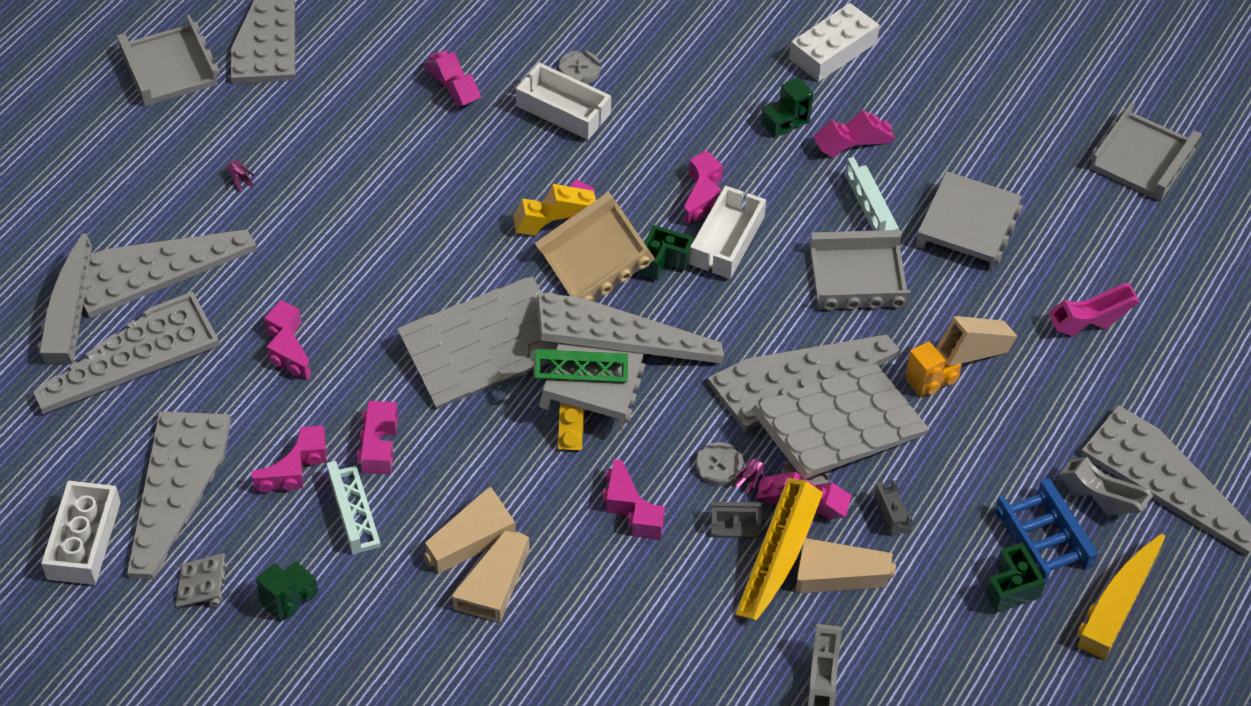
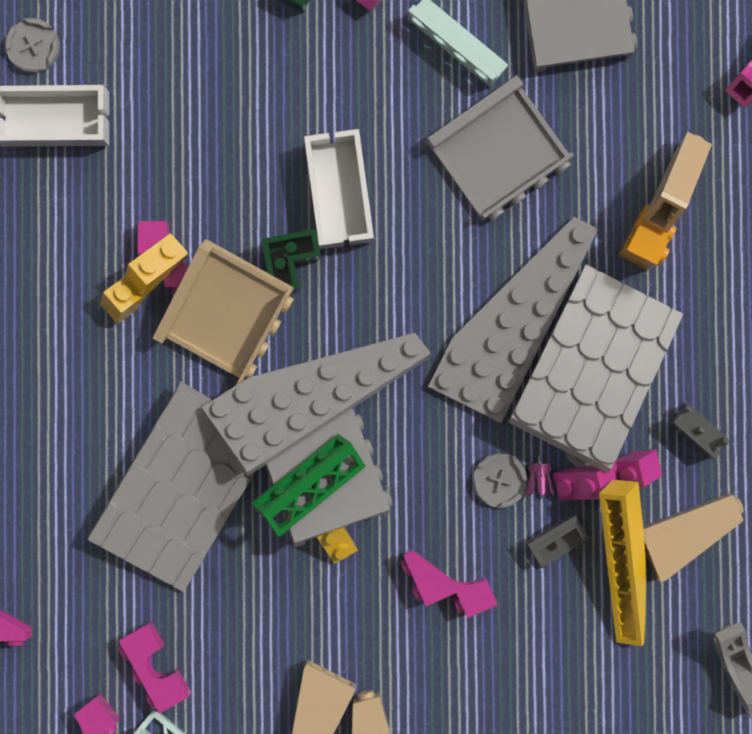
camera: 25 degrees left, 35 degrees up
(707, 174) = (283, 148): dark pink arch -> none

